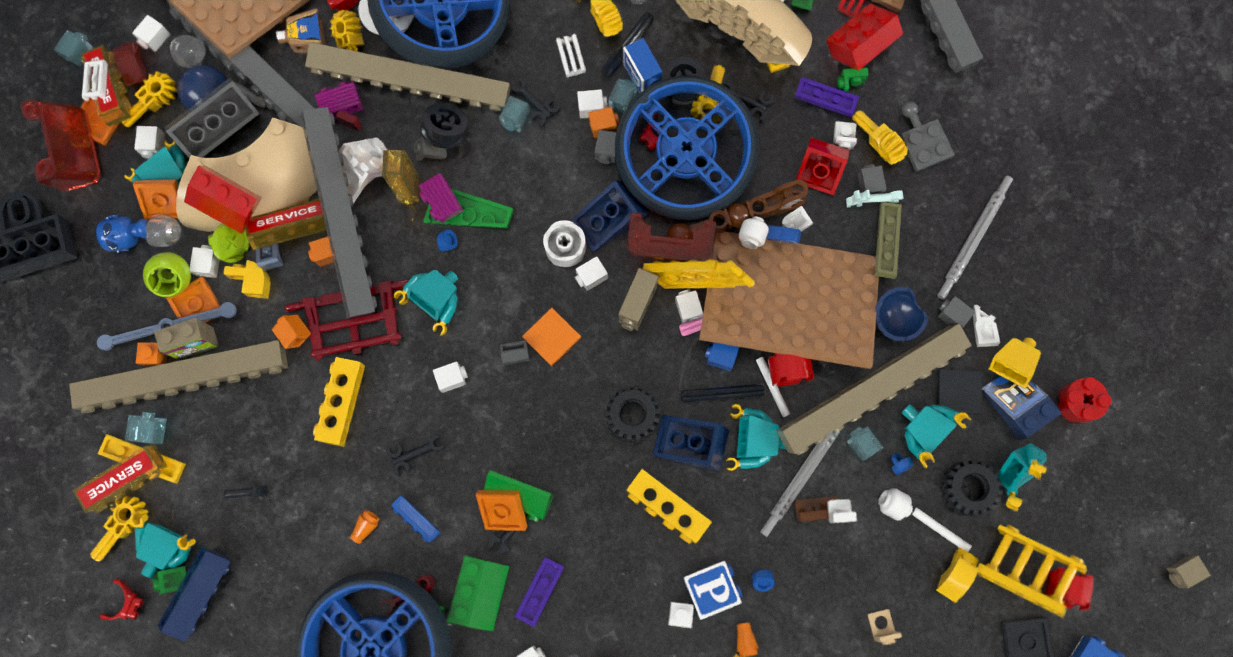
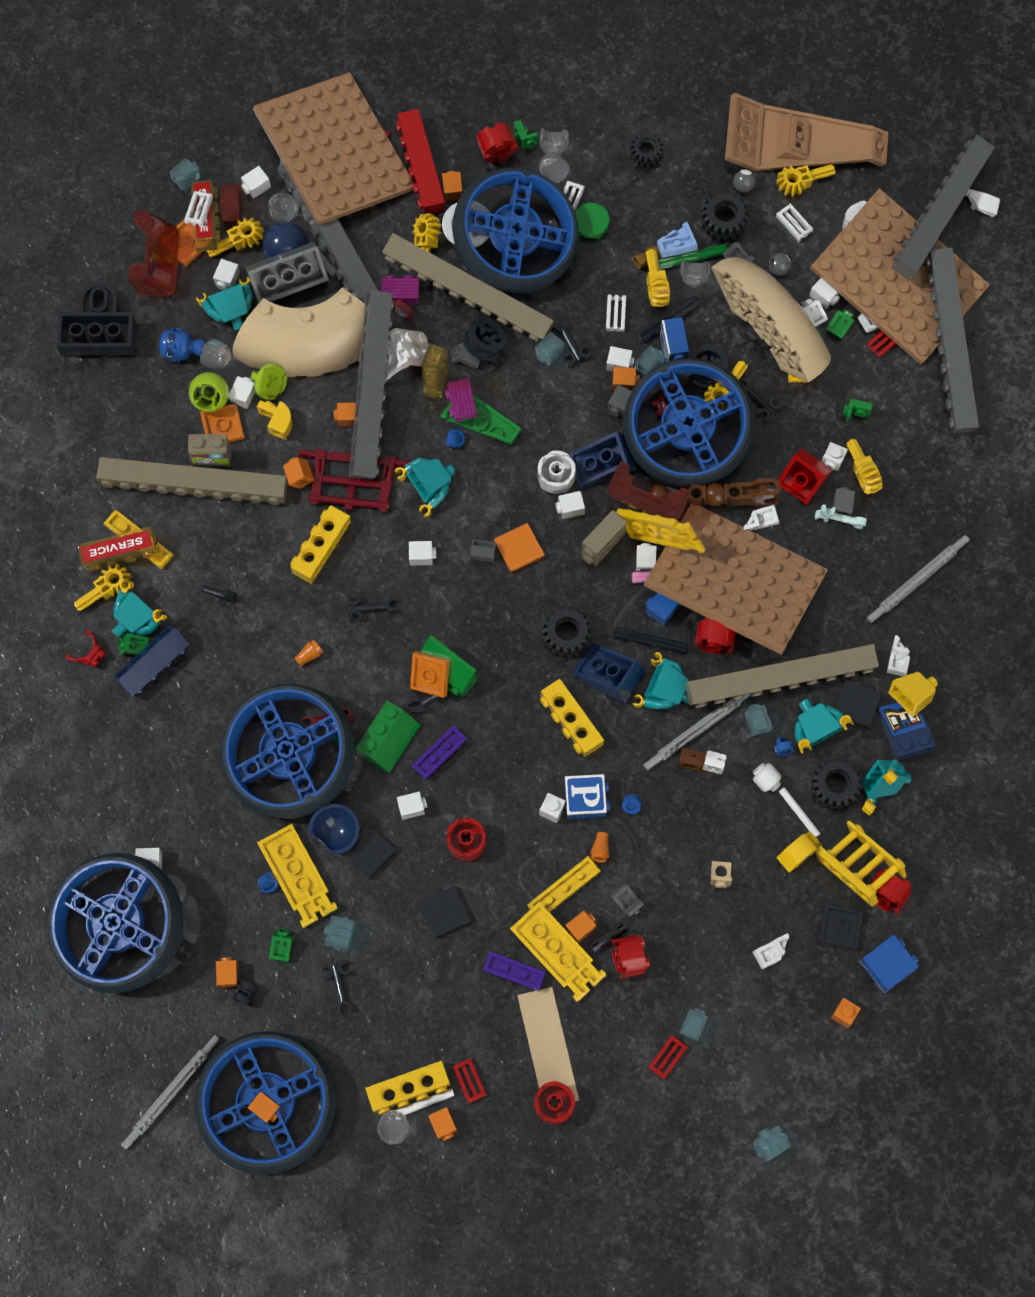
camera: 15 degrees right, 5 degrees down
(107, 342) = (139, 433): sand blue piece -> none
(145, 428) = (151, 514): clear light blue head -> none
(149, 355) = (174, 454): orange brick -> none
(157, 197) = (220, 325): orange tile -> none
(221, 198) = (278, 342): red slope -> none
(268, 257) = (299, 401): sand blue slope -> none
(285, 224) = (322, 381): brick -> none
(302, 30) = (388, 220): torso -> none
(416, 519) = (353, 659): blue piece -> none
(753, 232) = (721, 512): white head -> none
(774, 389) = (696, 651): white bar -> none
(784, 234) = (741, 519): blue piece -> none
(826, 97) = (829, 418): dark purple plate -> none
(864, 36) = (879, 375): red brick -> none
(888, 240) = (839, 556): olive tile -> none
(900, 315) = (825, 620): dark blue cylinder -> none
(926, 142) = (903, 485): dark grey plate -> none
(955, 312) = (876, 635): dark grey brick -> none
(1095, 400) = (959, 754): red brick -> none
(1187, 572) = (998, 912): dark tan brick -> none

